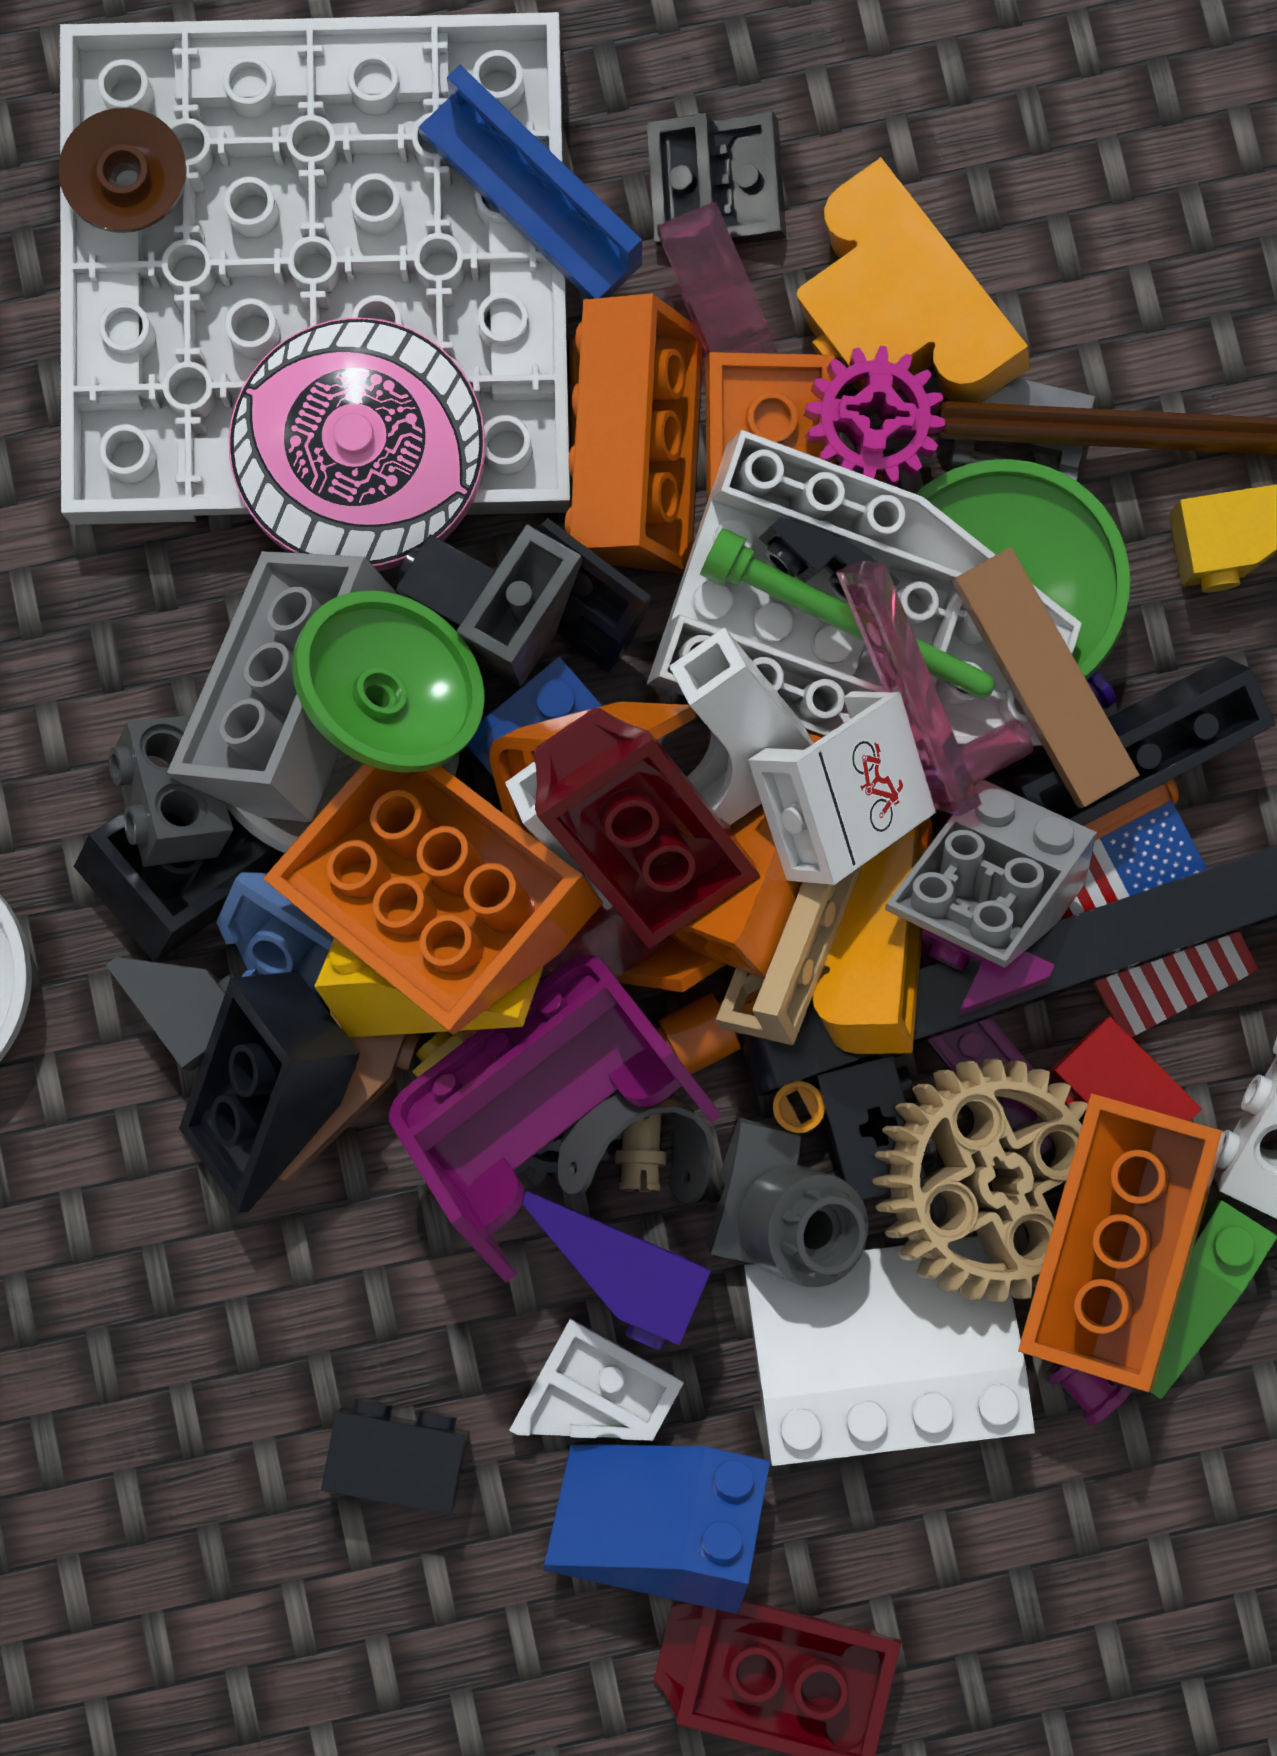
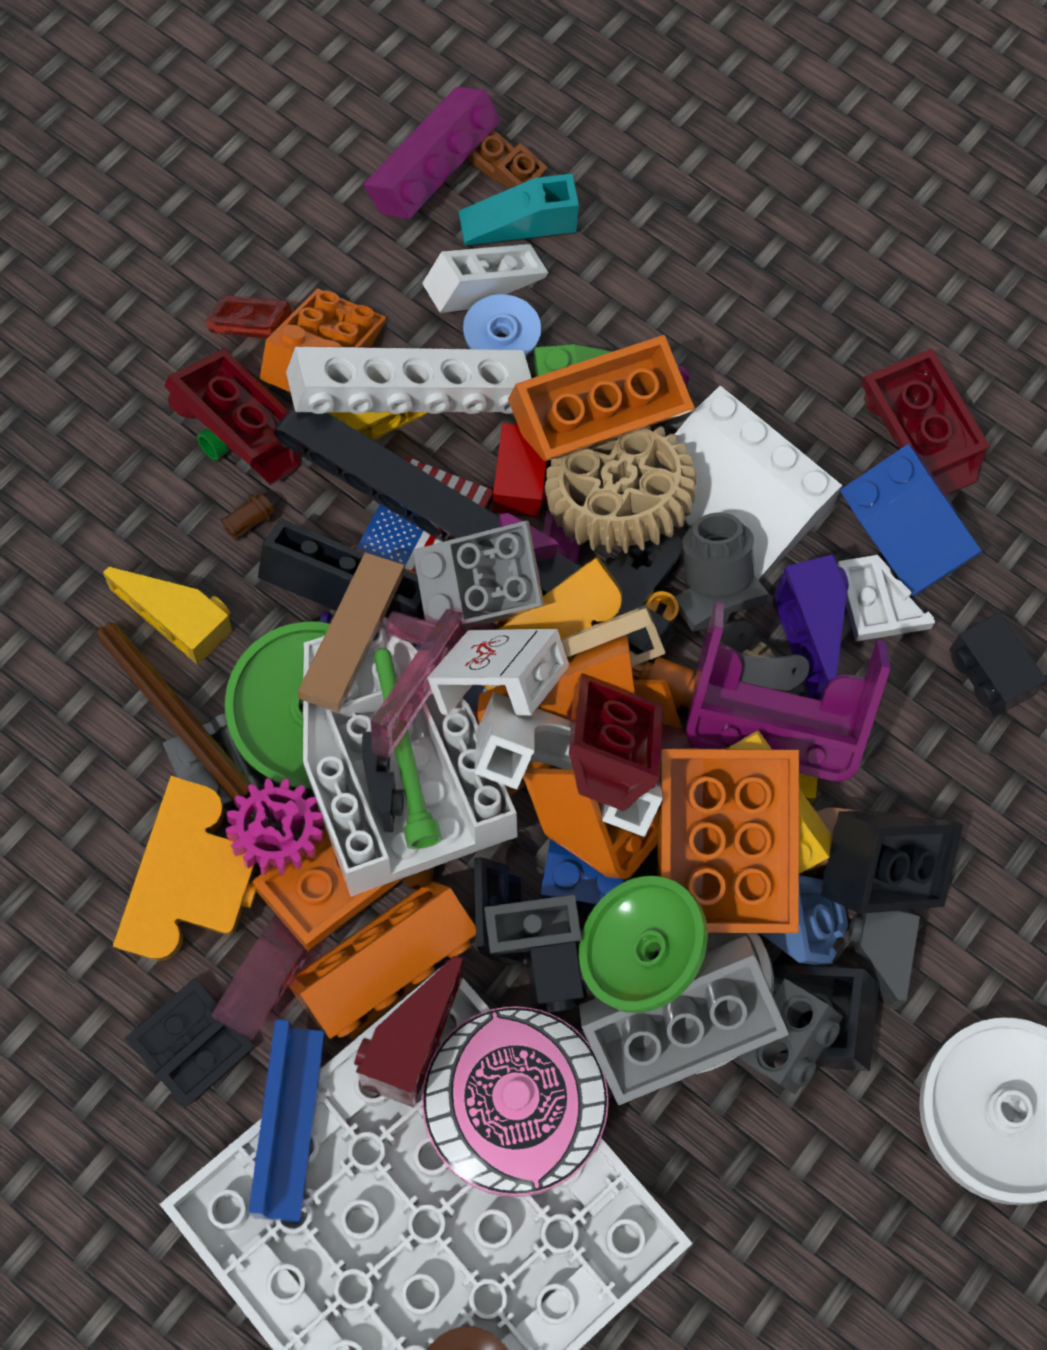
camera: 135 degrees left, 15 degrees down
(493, 339) = (406, 1041): none -> dark red slope

